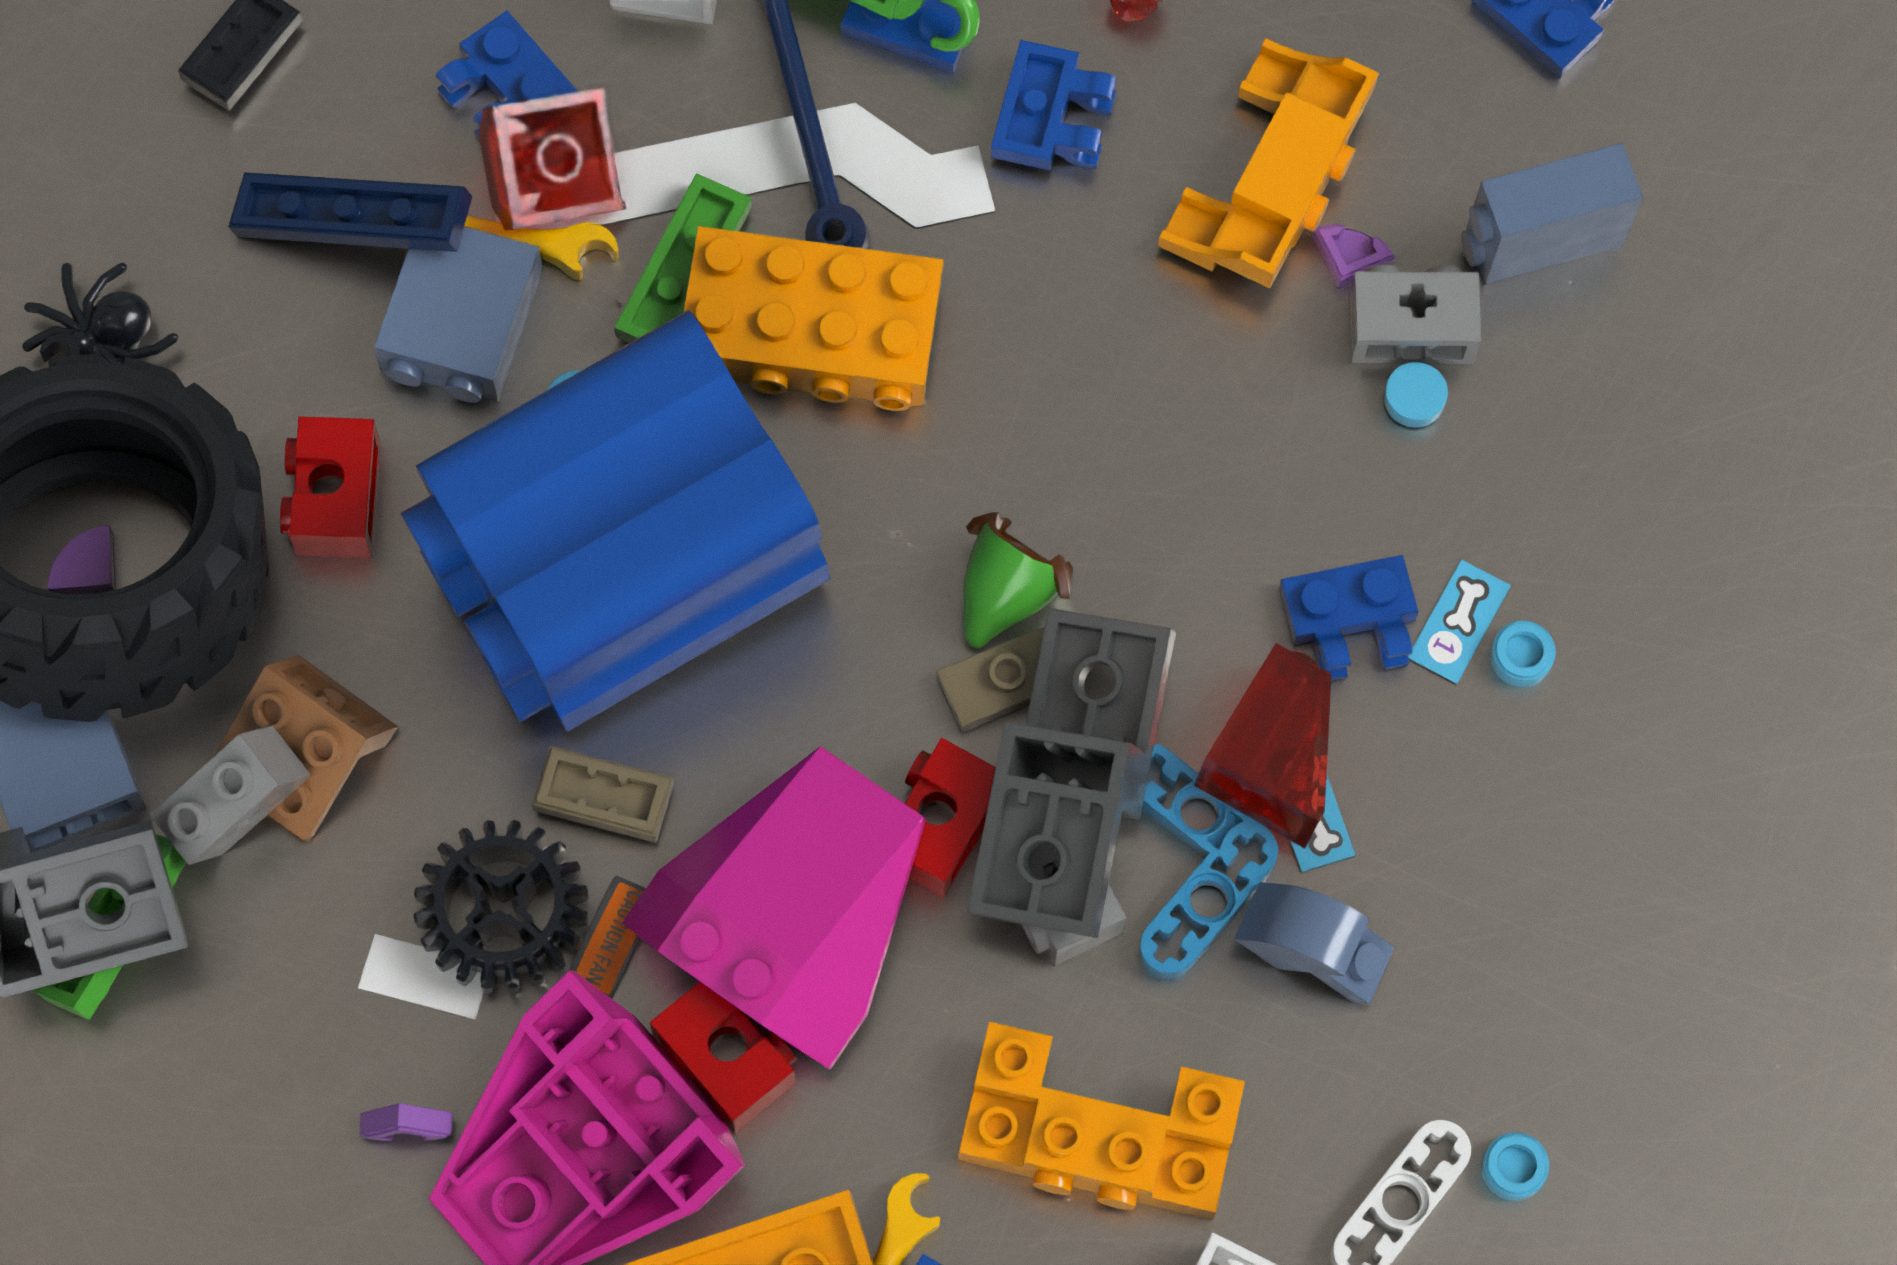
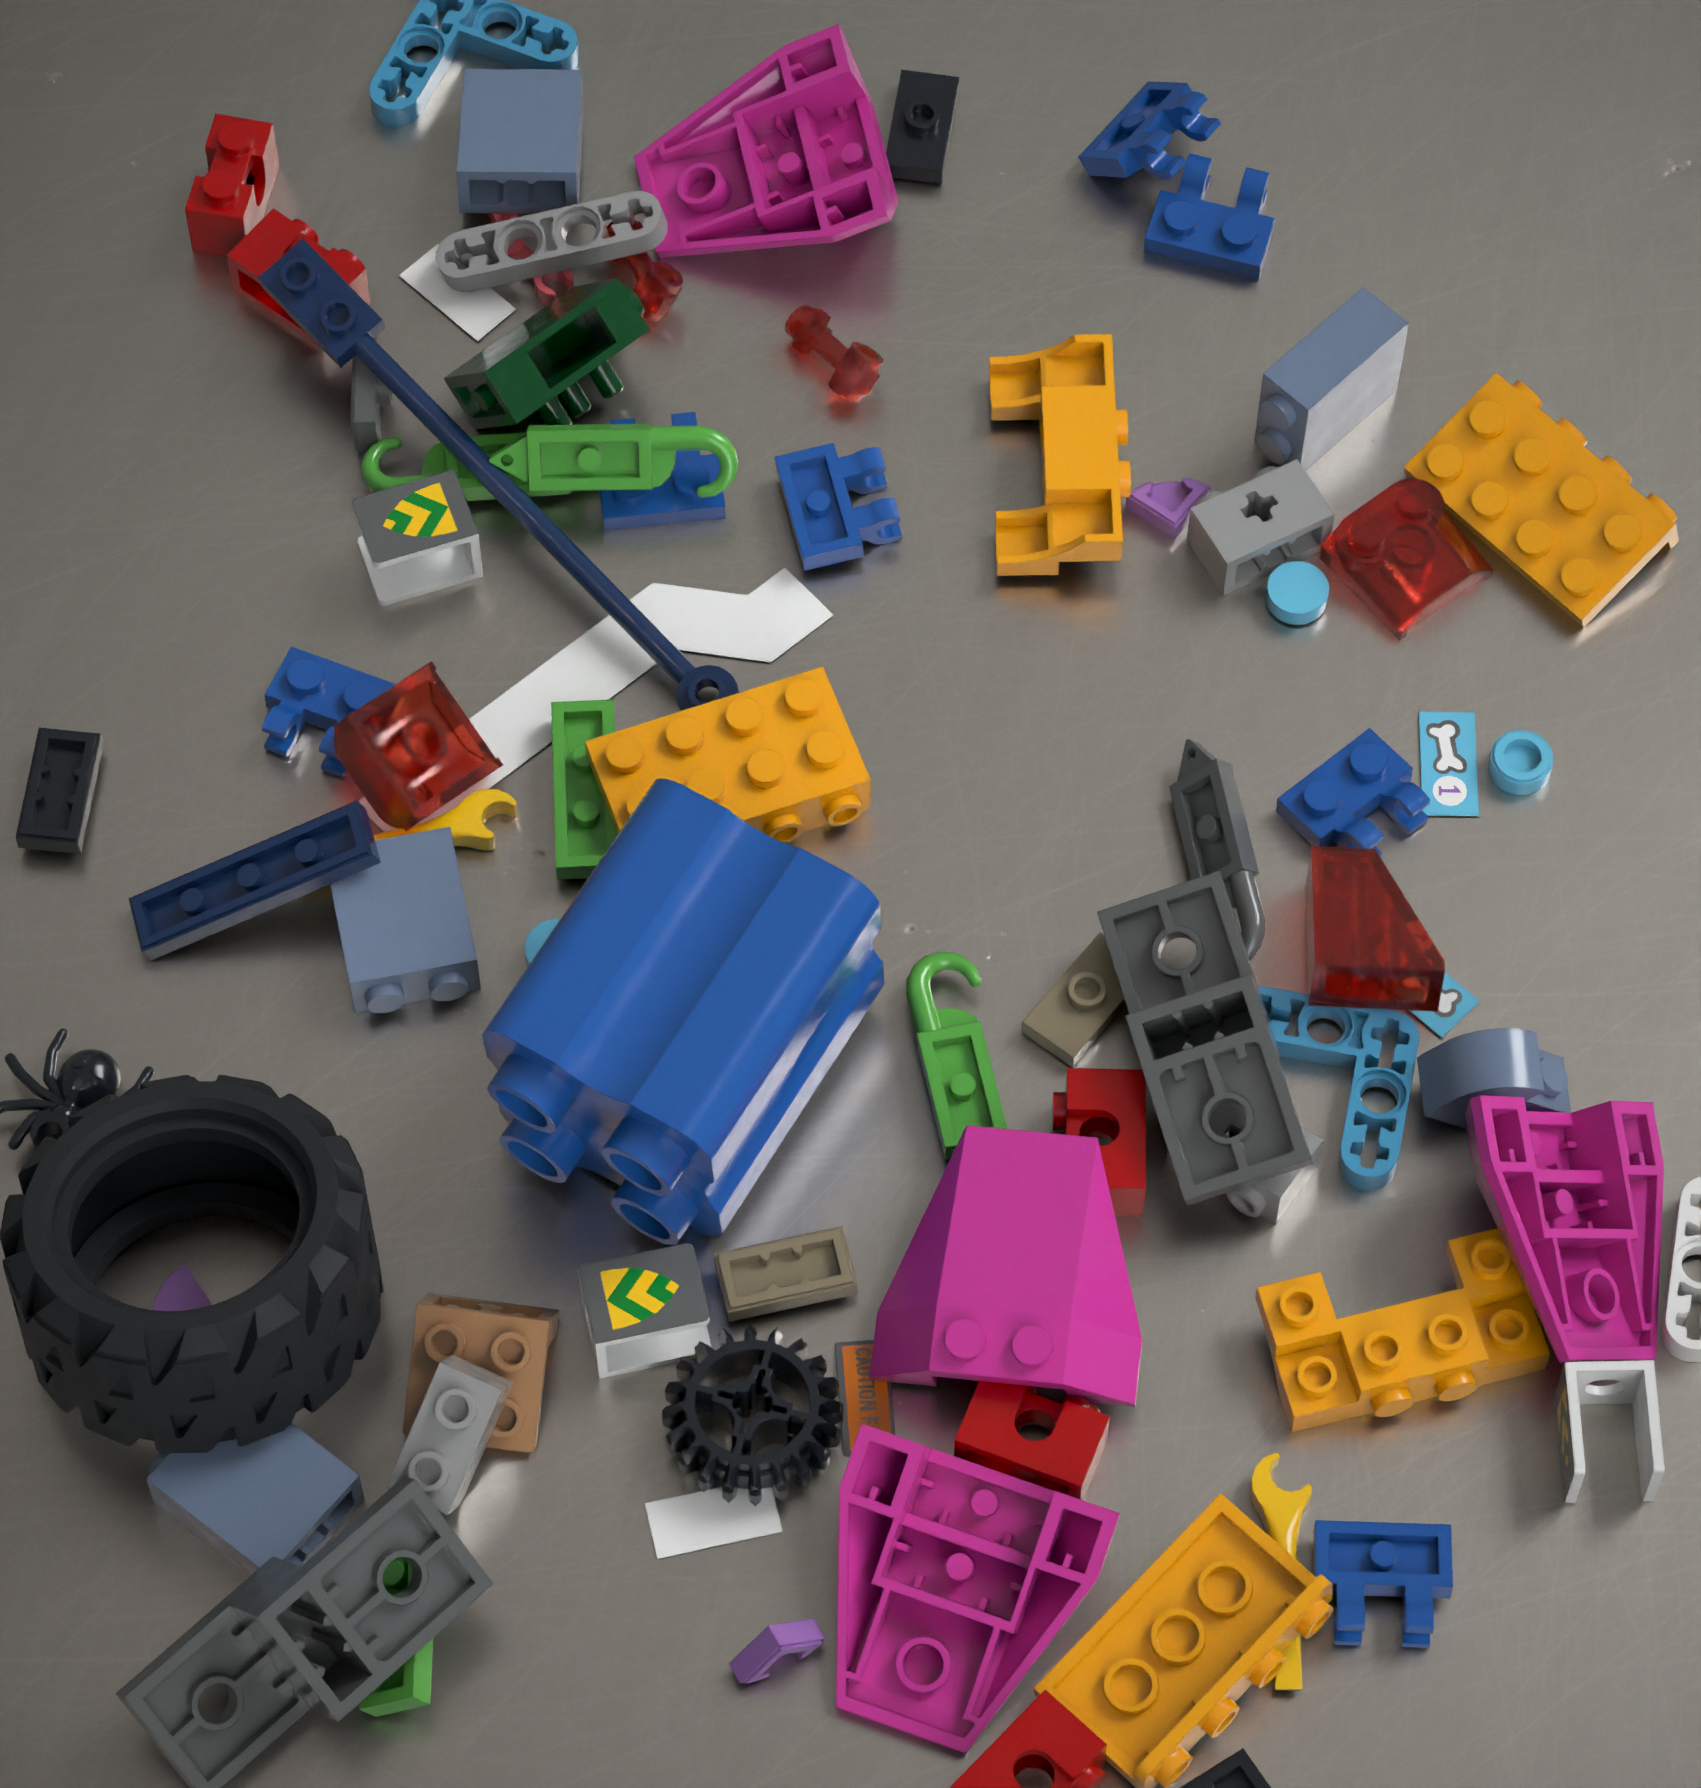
camera: 25 degrees left, 10 degrees down
(339, 521) = (374, 1094): red brick -> none
(460, 766) = (644, 1309): none -> piece
(859, 673) = (952, 1054): none -> bright green plate
(1006, 580) = (1041, 911): bright green hat -> none
(1204, 592) = (1218, 835): none -> dark grey plate
(1308, 1107) = (1578, 1217): none -> dark pink wedge
(1532, 408) = (1404, 555): none -> clear red slope
(1688, 416) = (1544, 498): none -> light orange bracket

